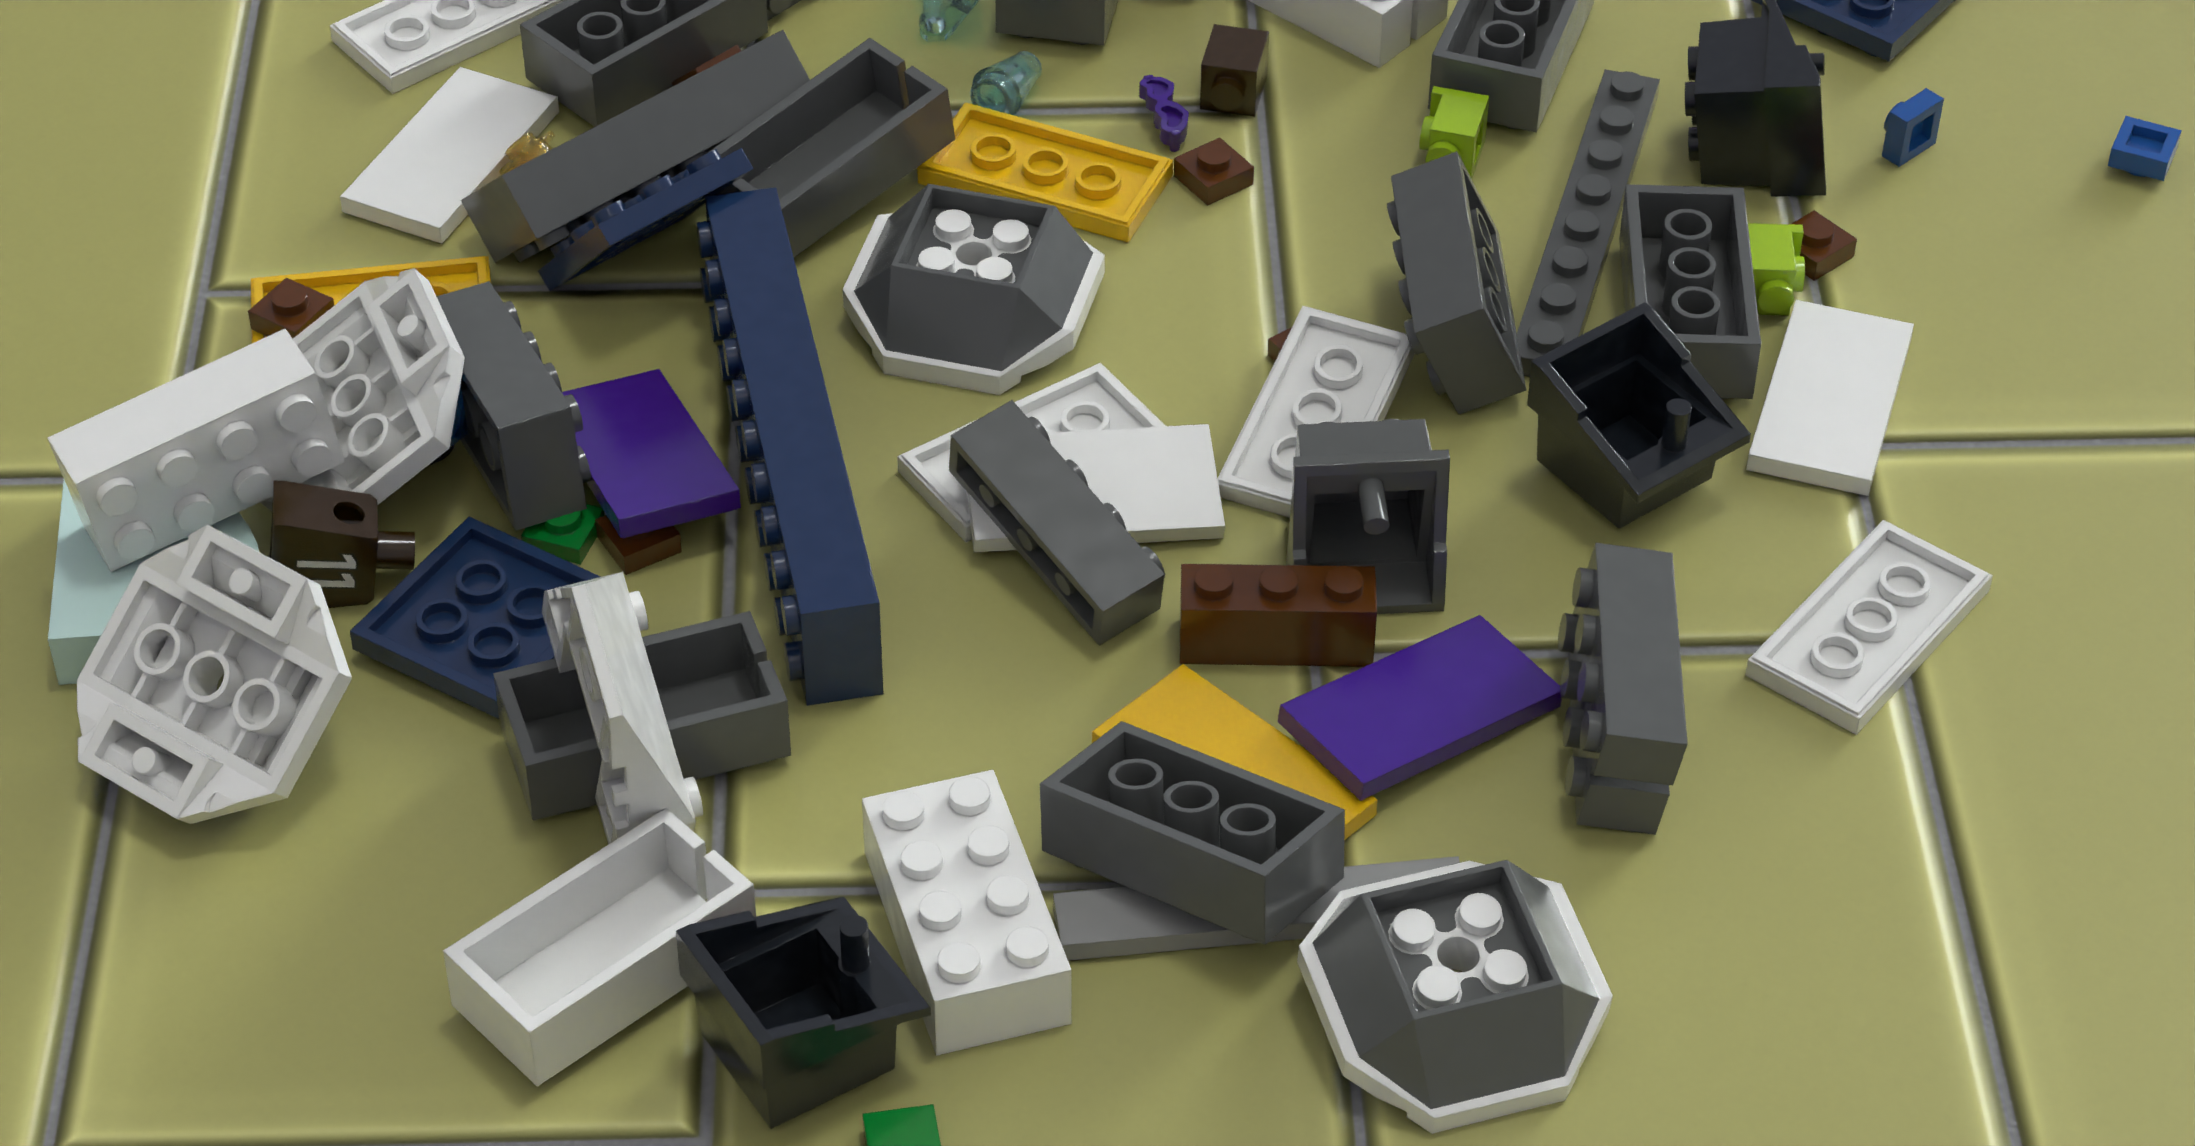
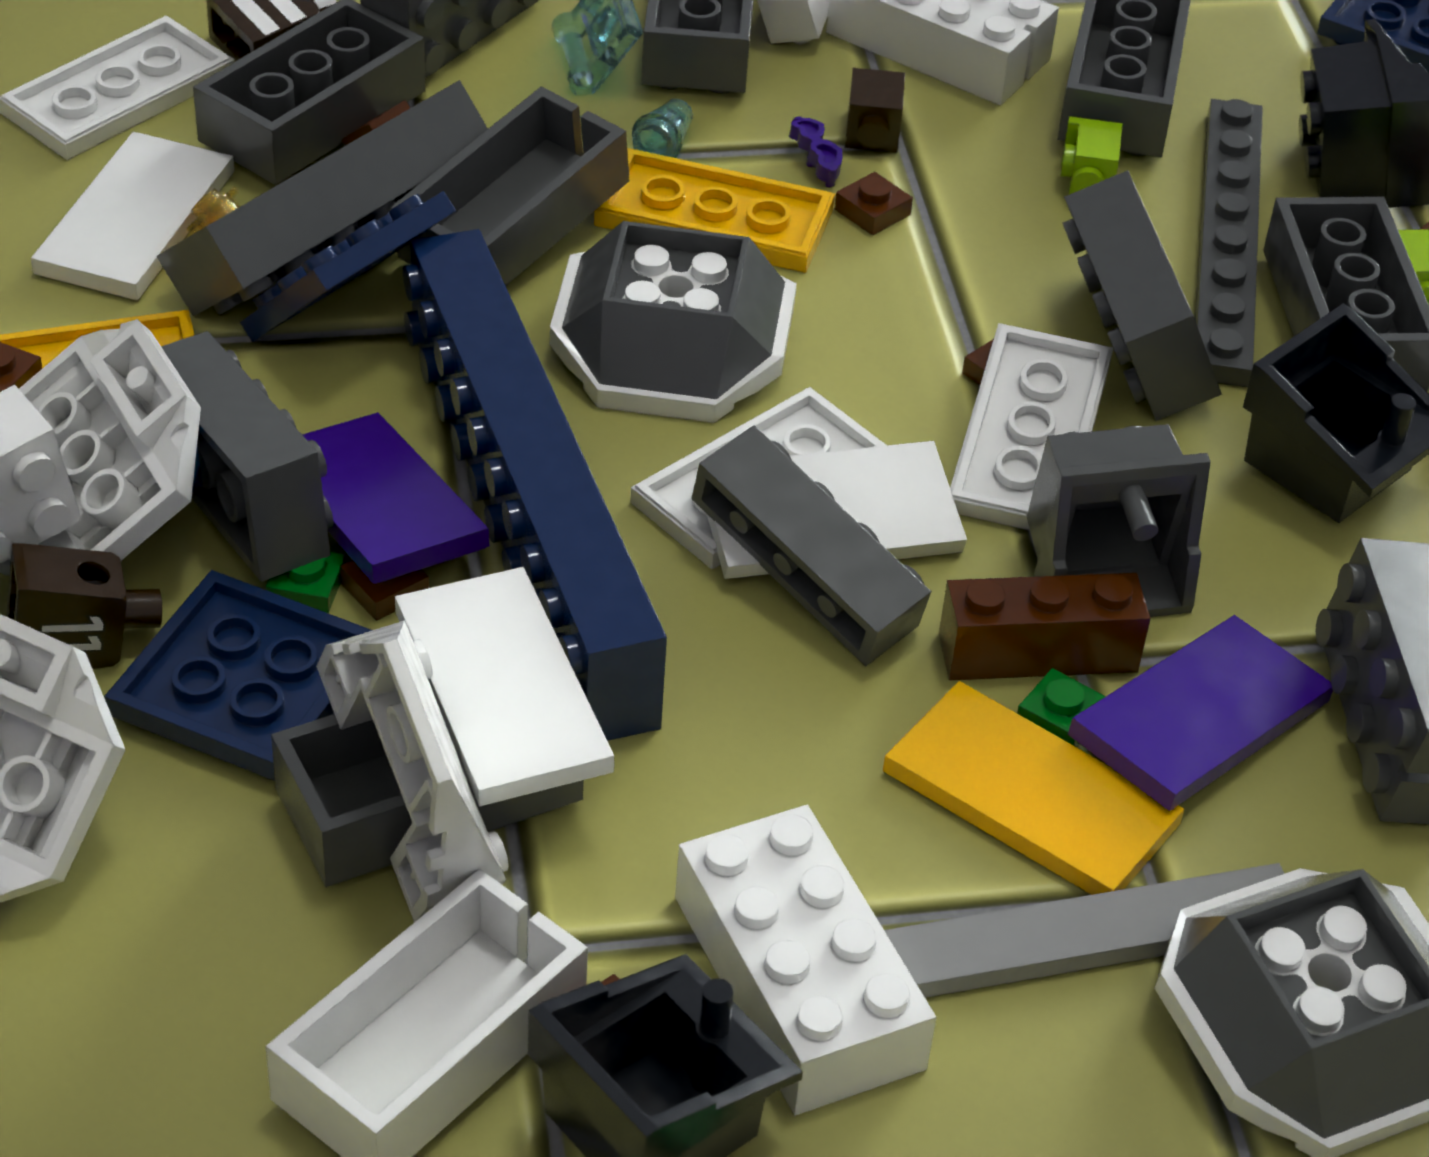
camera: 10 degrees left, 0 degrees up
(718, 639) = (505, 686): none -> white tile
(1193, 831) = (1024, 857): dark grey brick -> none
(1274, 687) = (1056, 702): none -> green plate

